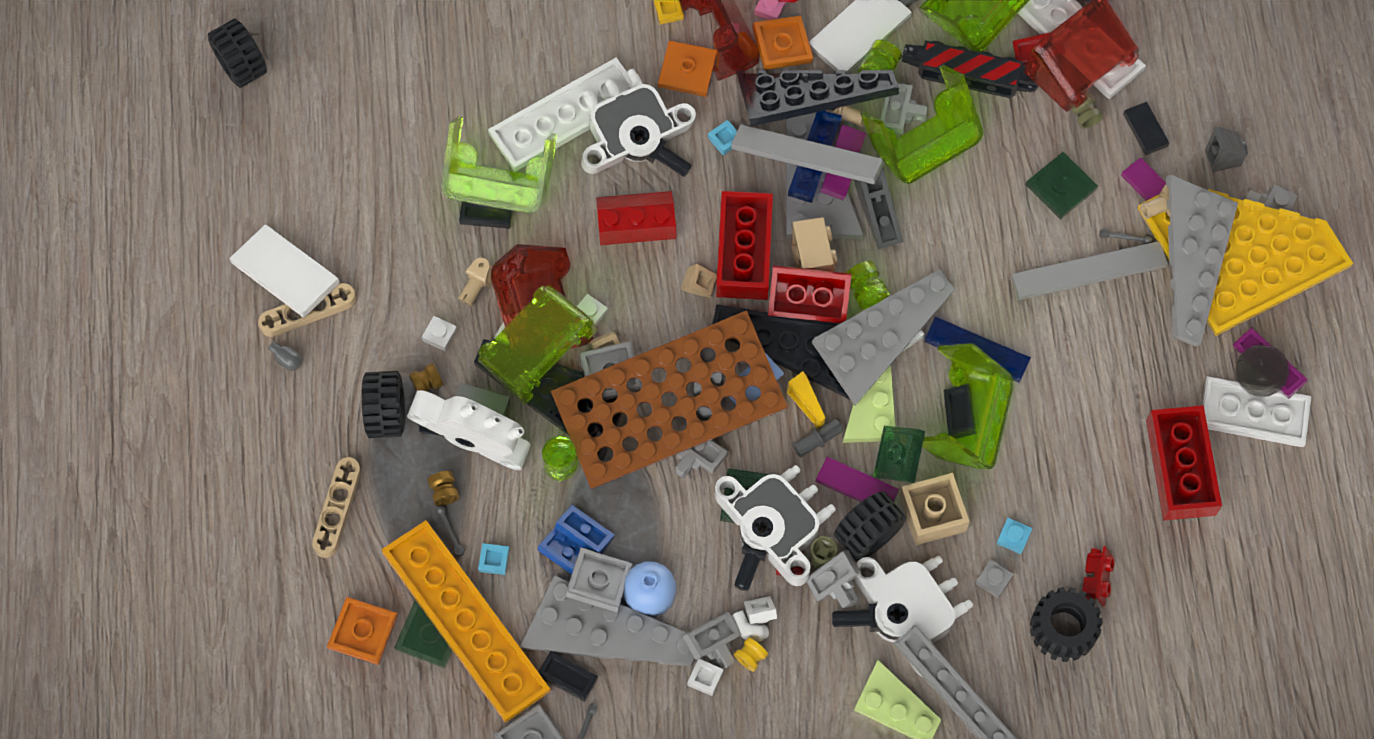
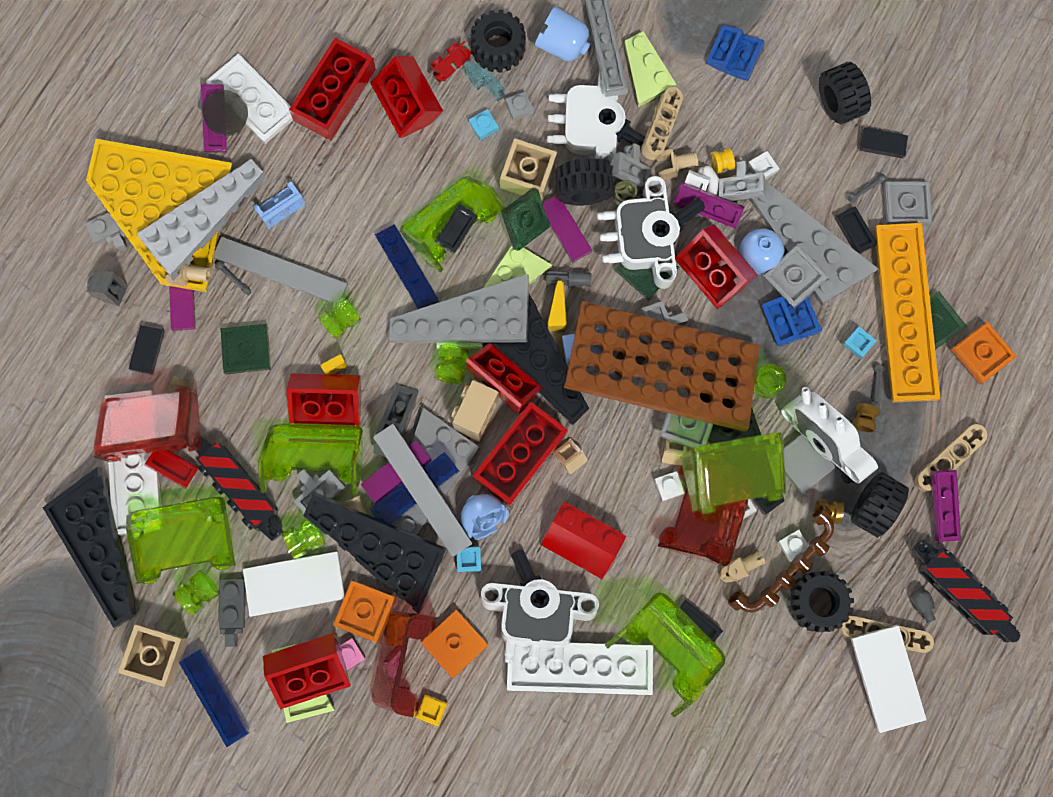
camera: 150 degrees left, 10 degrees up
(254, 387) = (964, 593): none -> black hinge
(317, 455) = (946, 505): none -> magenta tile
(382, 275) = (839, 596): none -> black tyre
(429, 295) = (801, 562): none -> reddish brown bar
(683, 541) = (715, 266): none -> red slope
(732, 599) = (716, 207): none -> magenta tile
(742, 173) = (482, 514): none -> light blue cylinder
(795, 622) = (678, 162): none -> tan piece
(833, 650) = (662, 123): none -> tan beam
(956, 185) = (324, 399): none -> red slope
(970, 217) = (334, 365): none -> yellow tile
(1000, 258) = (338, 318): none -> clear neon green wheel
(1003, 671) = (564, 36): none -> light blue cylinder
(1057, 576) = (481, 77): none -> clear light blue slope
(1109, 510) = (406, 95): none -> red slope
(1141, 326) = (280, 206): none -> light blue hinge

